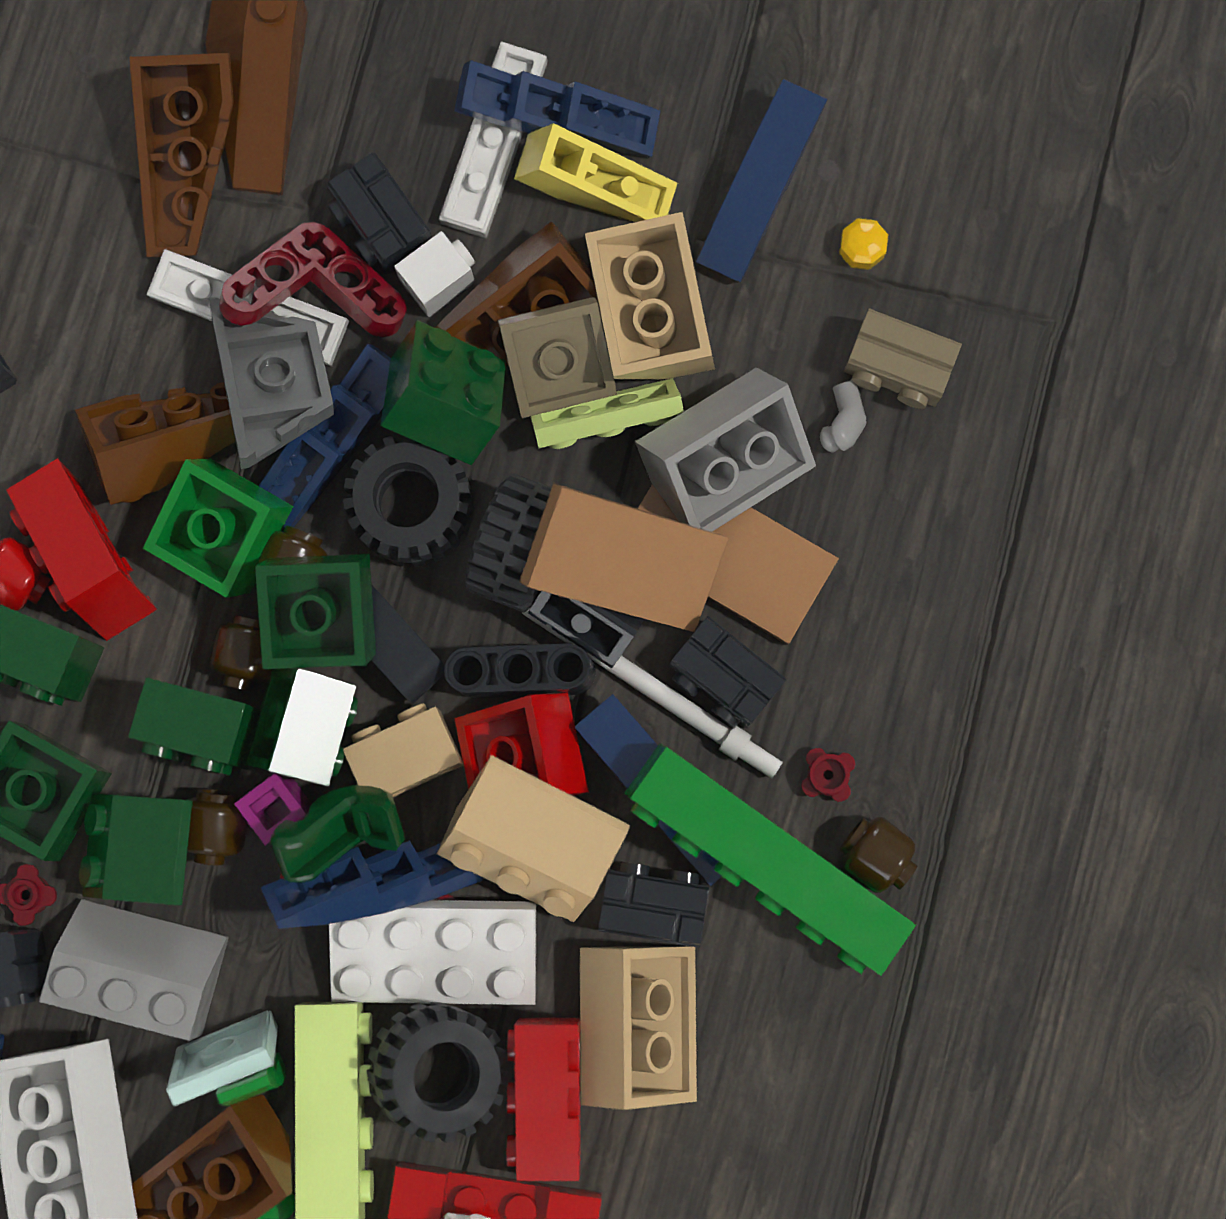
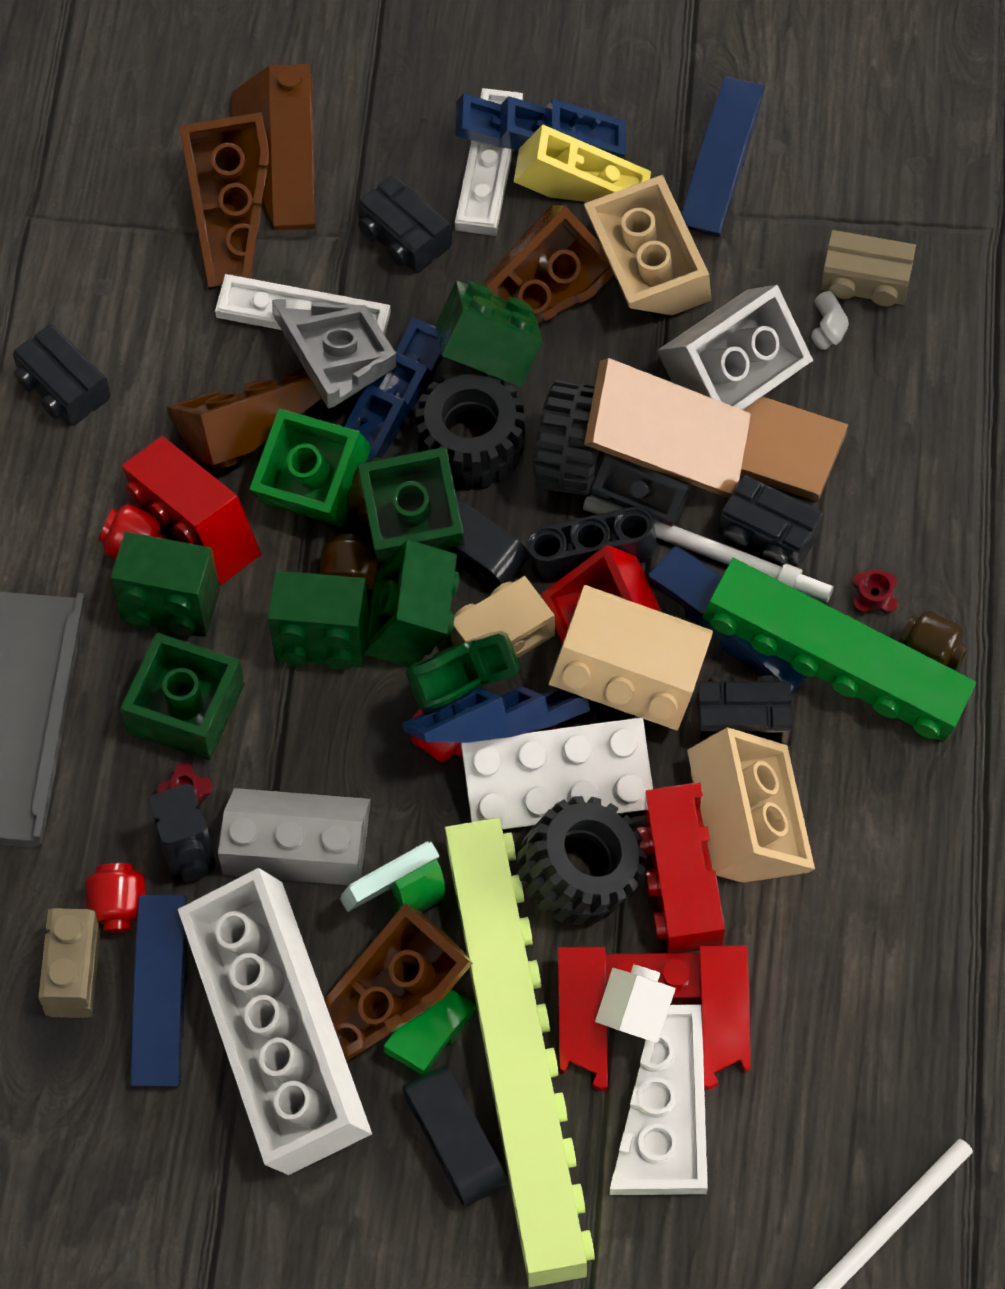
camera: 10 degrees left, 20 degrees down
(136, 849) = (283, 723): dark green slope -> none
(215, 826) = (344, 704): dark brown head -> none
(272, 804) = (390, 677): magenta brick -> none
(307, 267) = (360, 263): dark red beam -> none
(436, 272) = (460, 257): white brick -> none
(558, 357) = (577, 304): dark tan plate -> none
(609, 416) = (625, 345): yellowish green plate -> none
(863, 243) = (817, 192): yellow tile -> none

